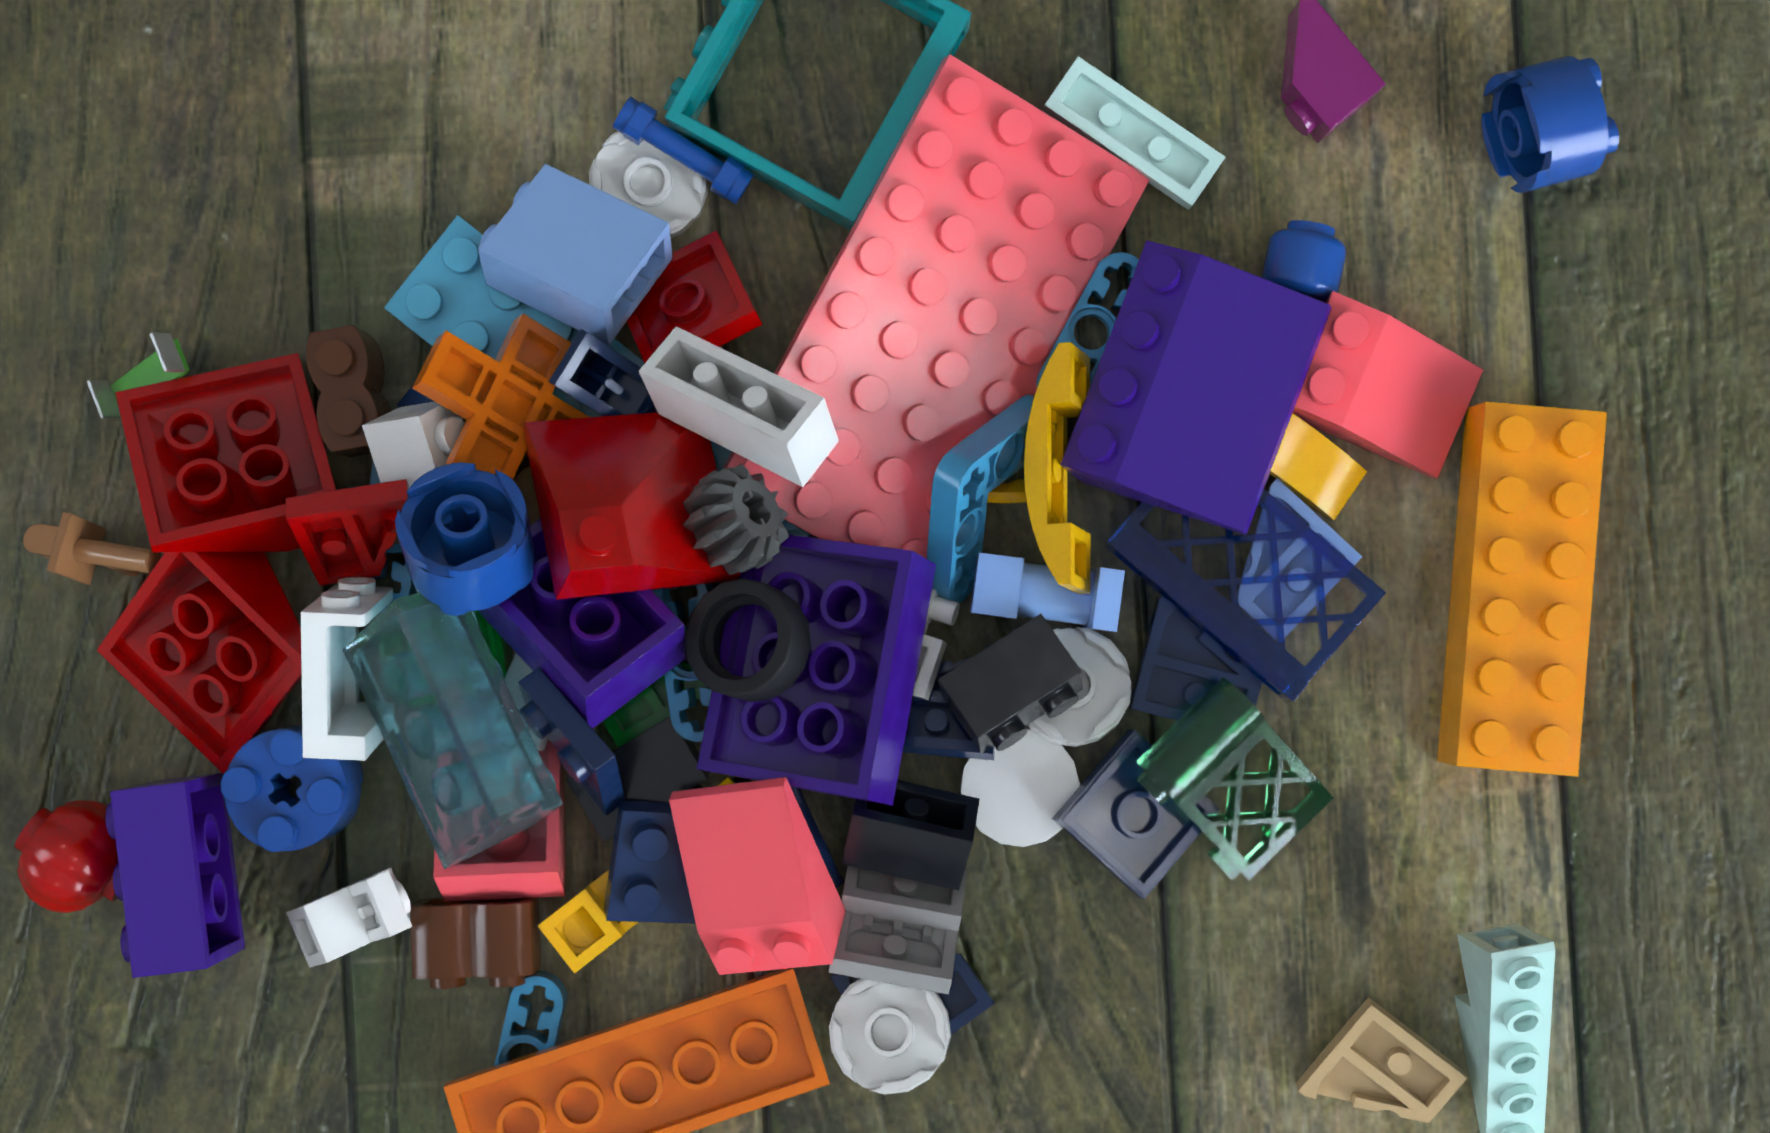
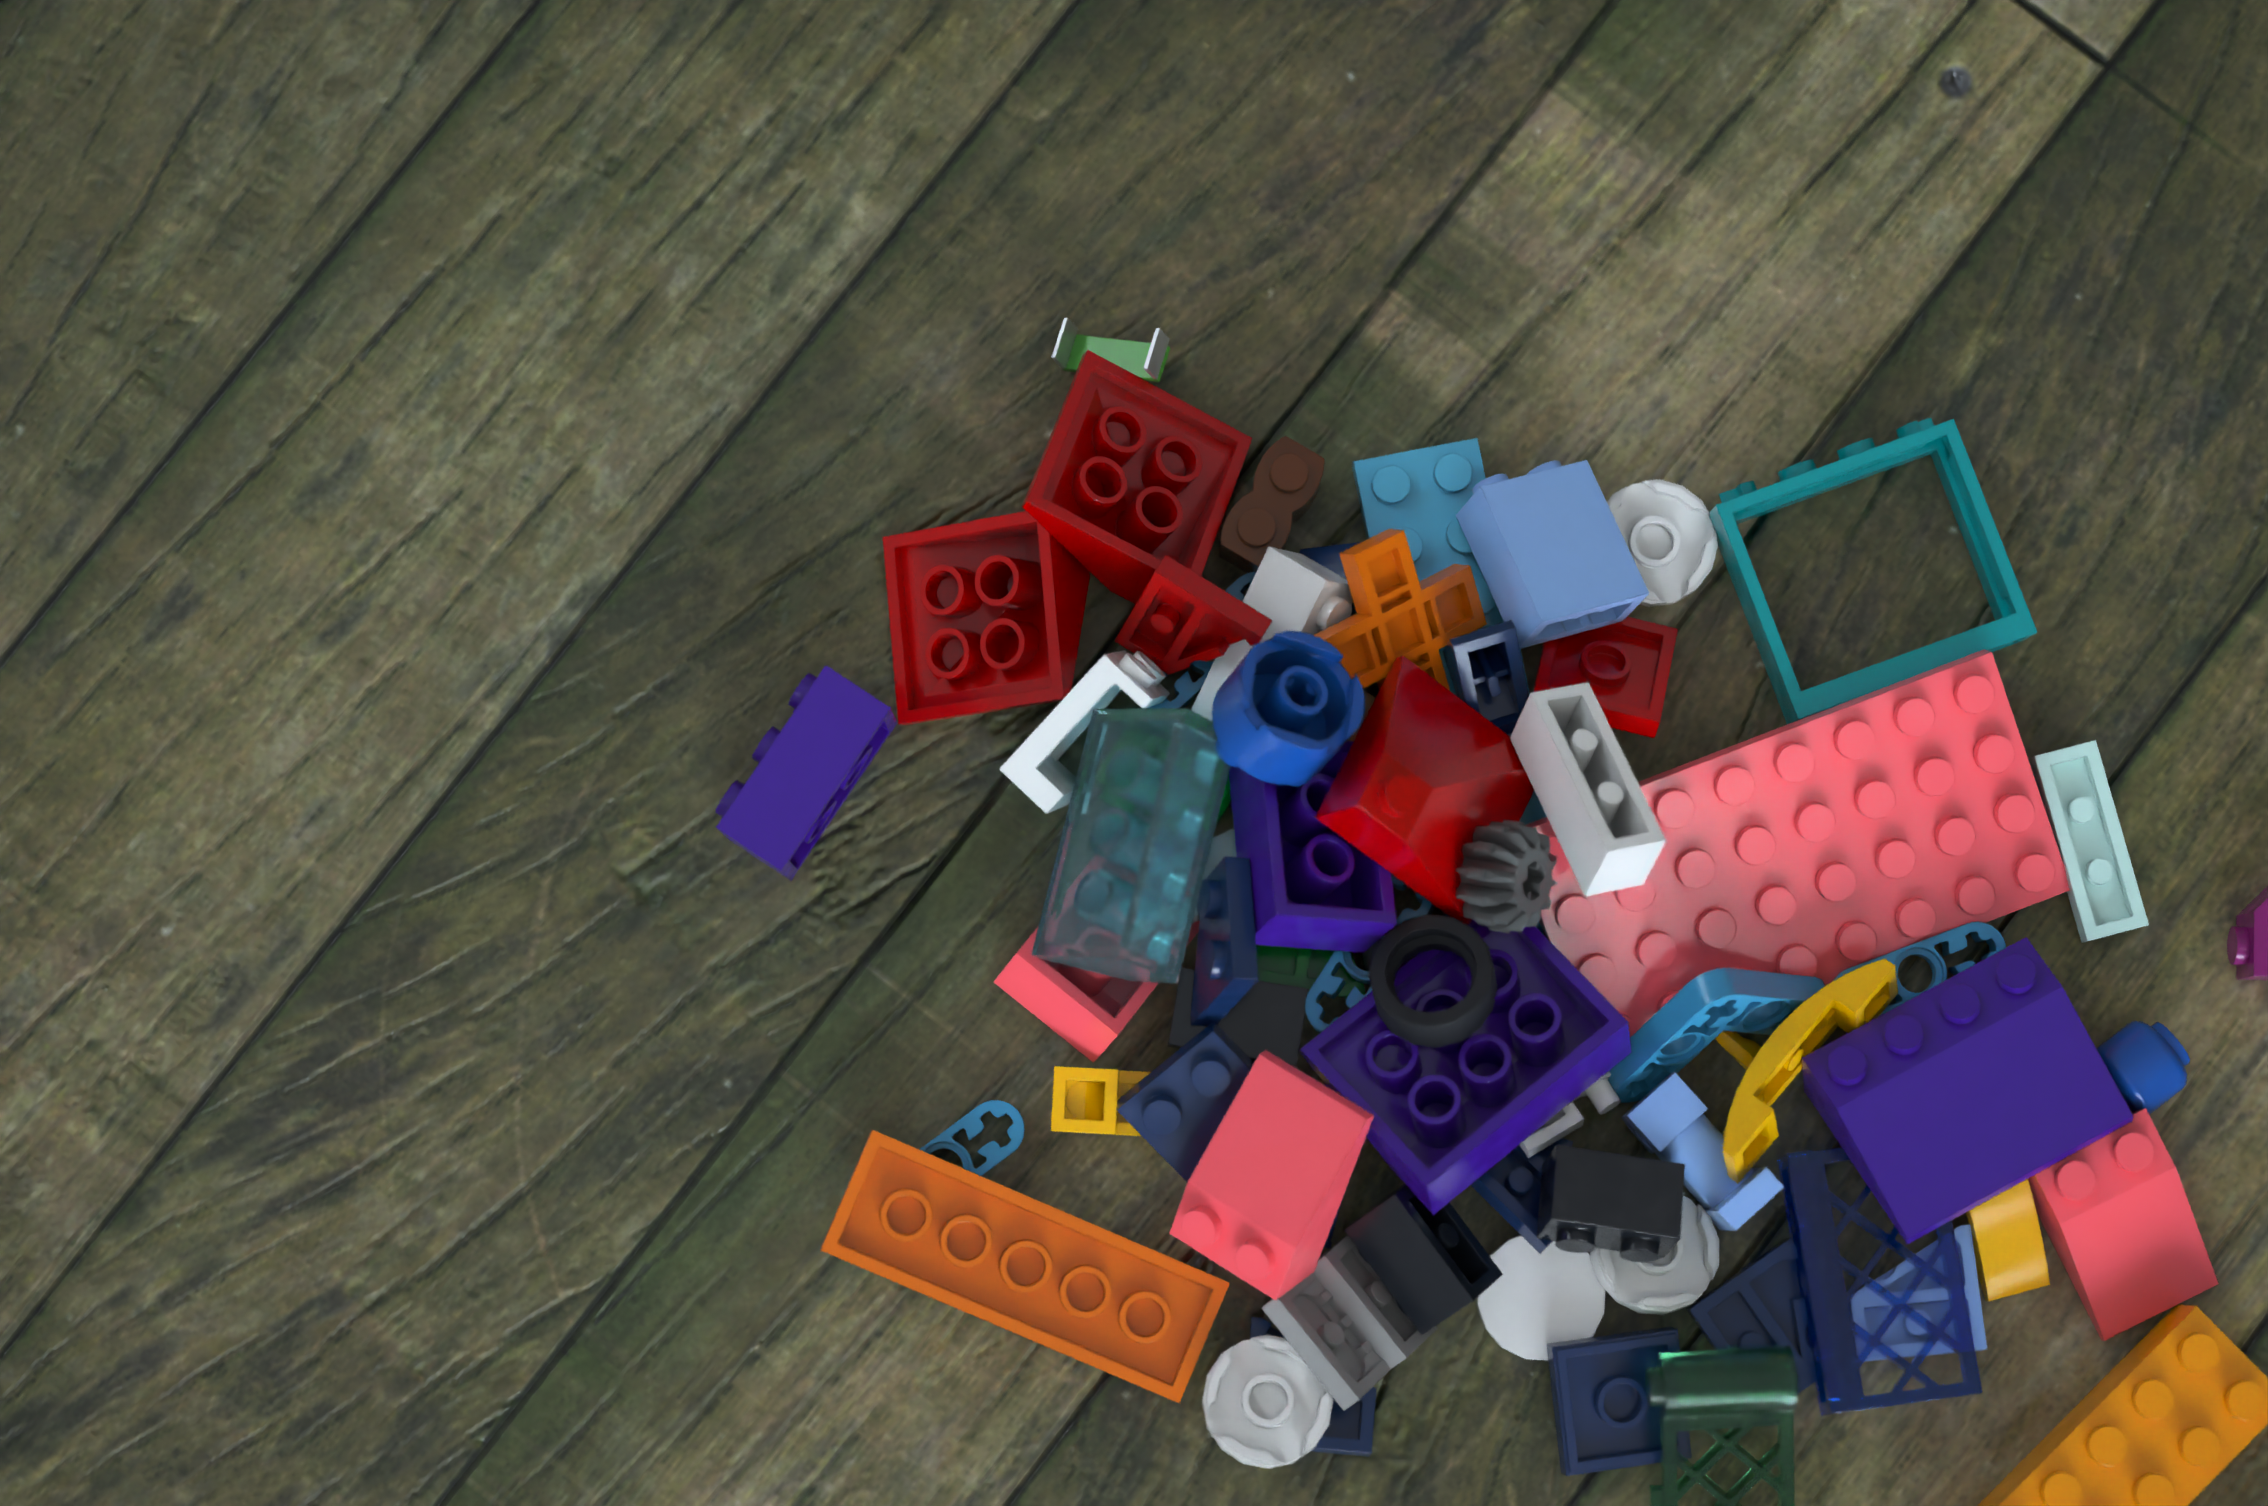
camera: 40 degrees right, 5 degrees down
(67, 857) = (733, 689): red plant -> none
(79, 547) = (945, 442): medium nougat arm -> none
(260, 798) = (925, 759): blue brick -> none
(351, 917) = (910, 930): white brick -> none
(475, 940) = (992, 1034): reddish brown brick -> none
(639, 123) = (1690, 491): blue bar -> none

